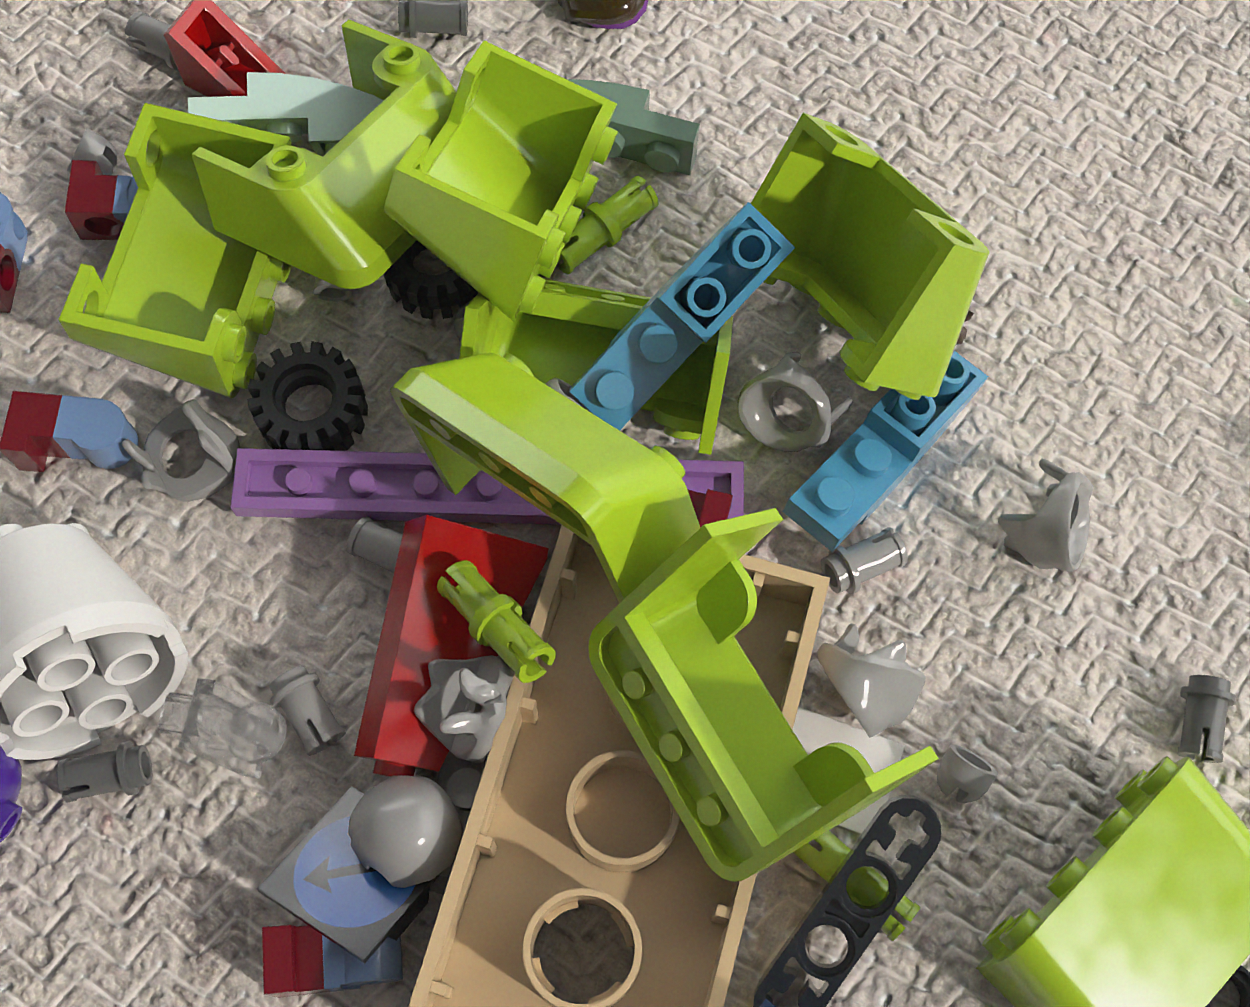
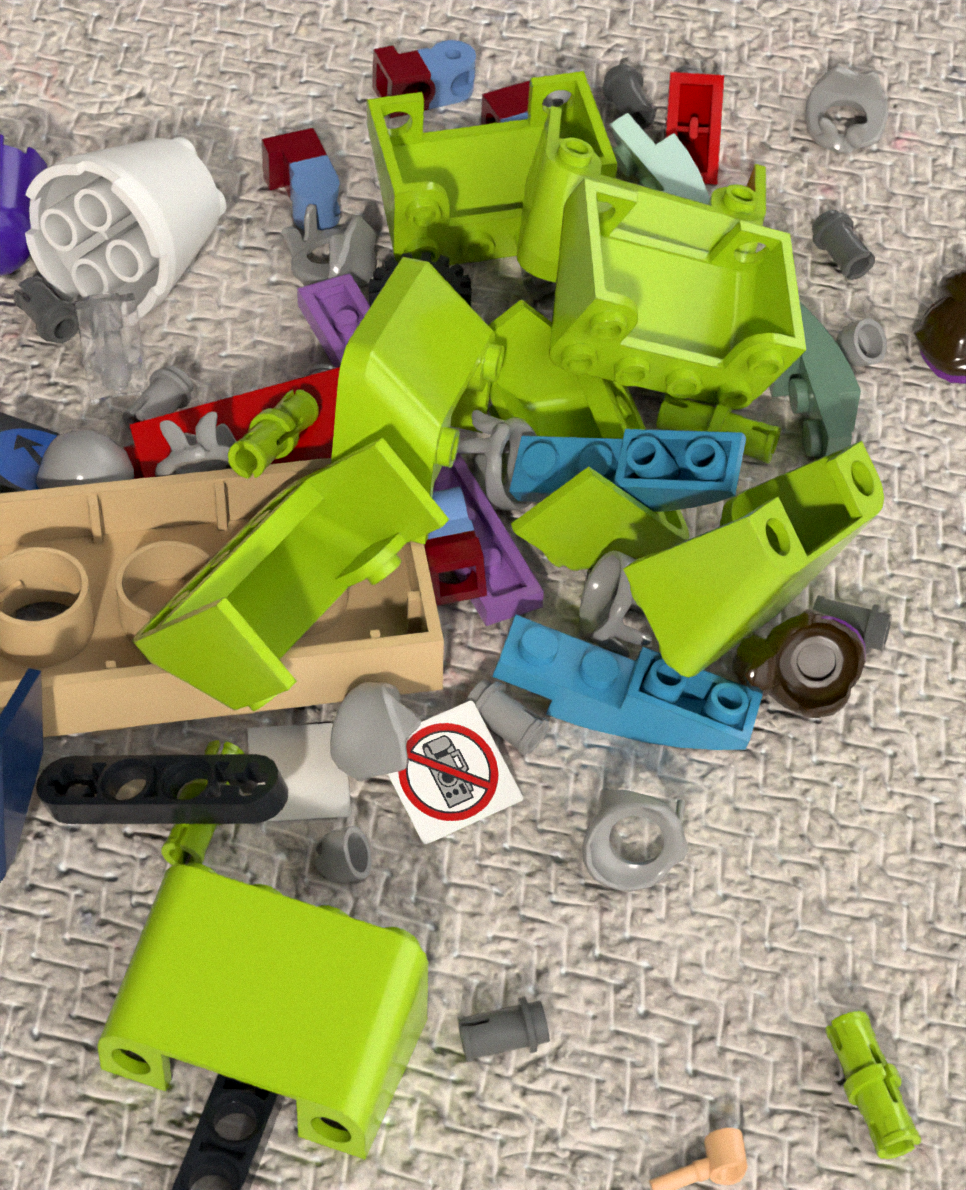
camera: 65 degrees right, 20 degrees down
(128, 88) = (624, 88): none -> dark grey pin
(565, 60) = (862, 342): none -> light grey hinge
(918, 618) = (453, 774): none -> sticker

